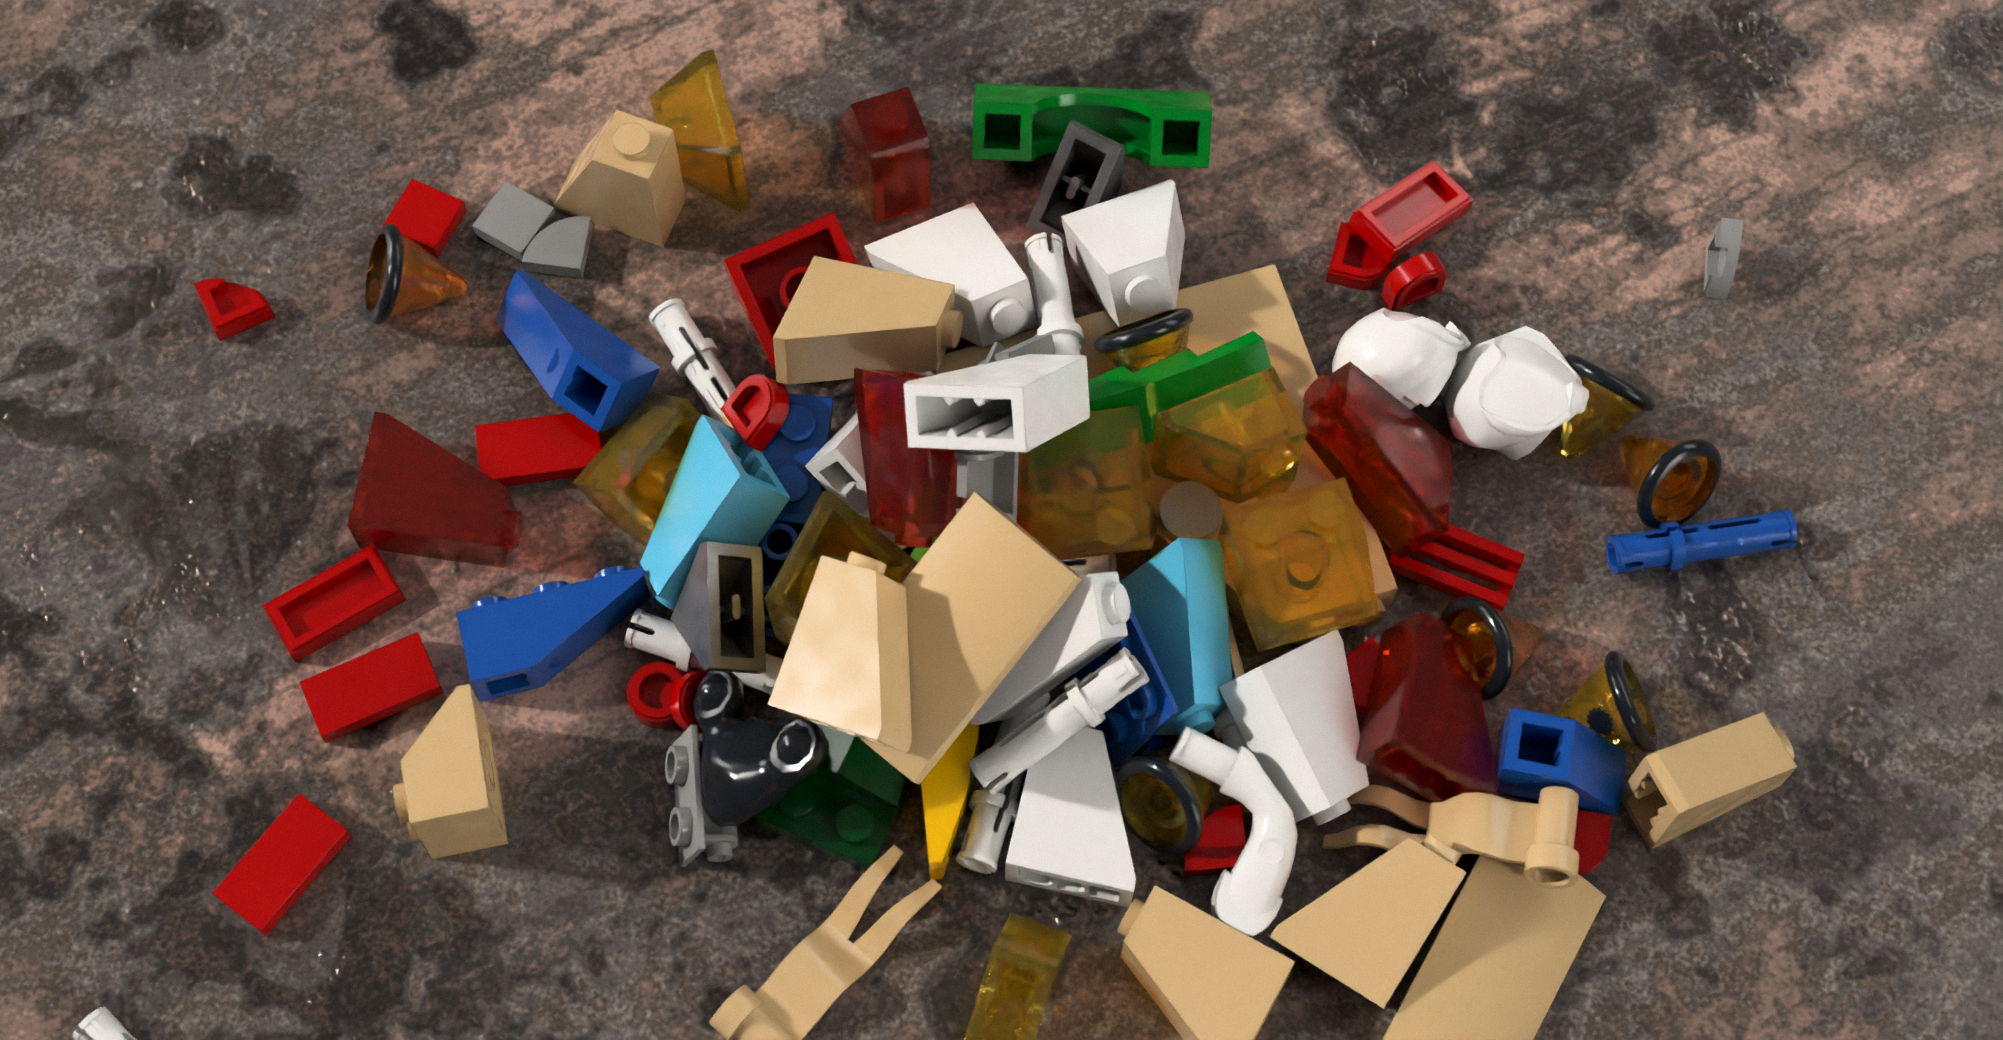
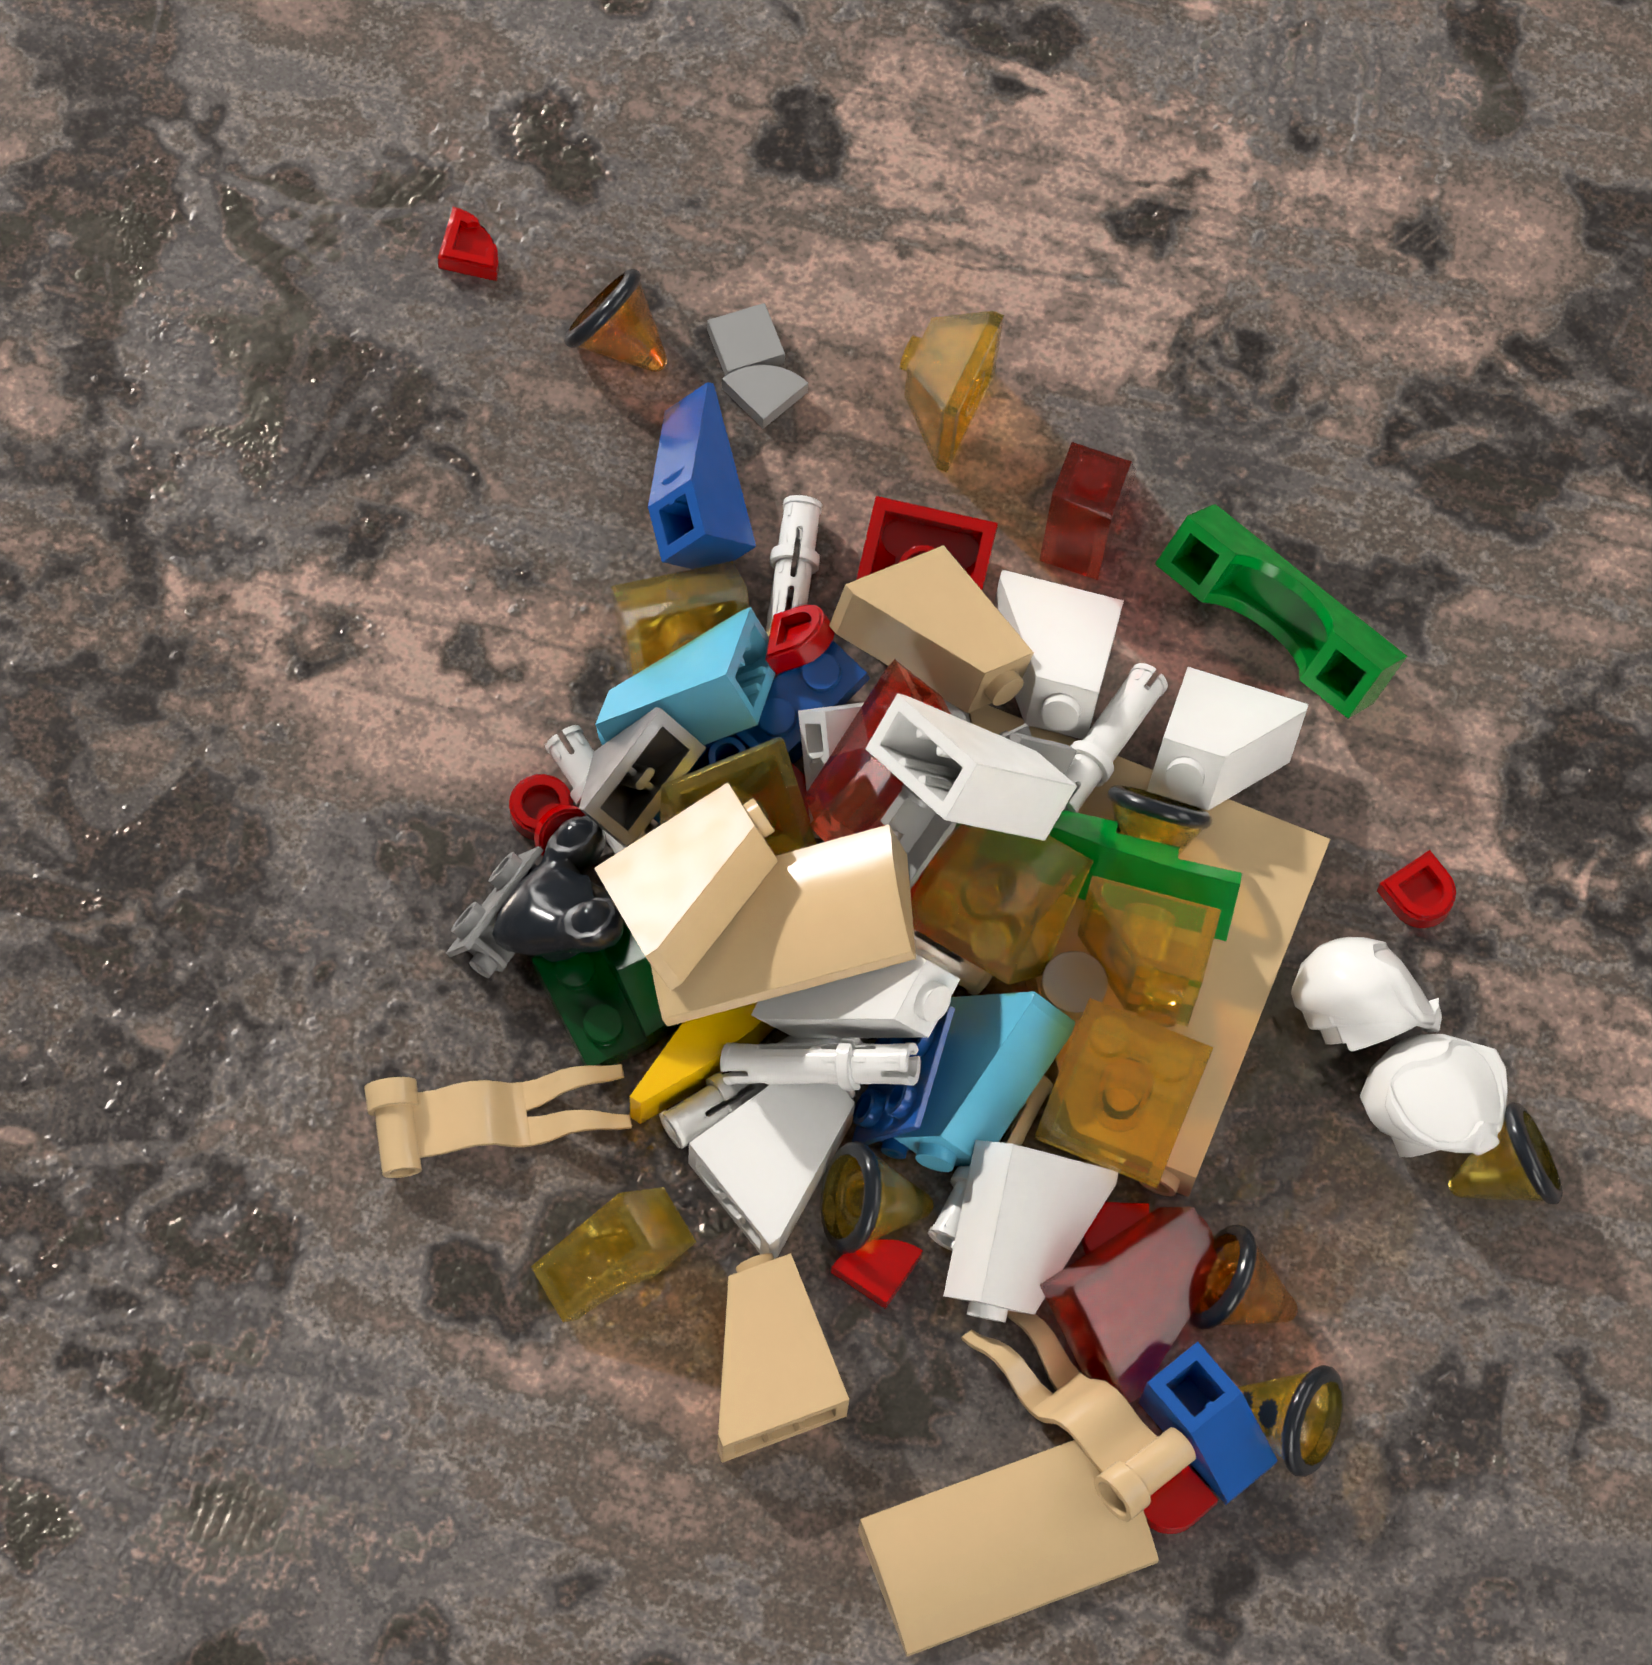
camera: 35 degrees right, 0 degrees up
(282, 864) = (150, 715): red tile -> none
(334, 603) = (354, 543): red tile -> none
(371, 687) = (327, 631): red tile -> none
(427, 216) = (677, 286): red tile -> none
(429, 501) = (487, 517): clear red slope -> none
(452, 781) = (324, 748): tan slope -> none
(535, 636) = (483, 688): blue slope -> none
(536, 448) = (604, 538): red tile -> none
(627, 179) = (857, 377): tan slope -> none
(1081, 175) = (1233, 645): flat silver slope -> none
(1253, 889) = (867, 1322): white piece -> none
(1376, 918) = (947, 1421): tan slope -> none
(1385, 452) = (1273, 1060): clear red slope -> none
(1410, 211) = (1496, 885): red tile -> none
(1414, 280) = (1448, 945): red tile -> none
(1454, 585) = (1297, 1188): red tile -> none
(1669, 476) = (1516, 1274): clear orange hat -> none
(1677, 545) = (1488, 1339): blue pin -> none
(1706, 777) = (1324, 1530): tan slope -> none

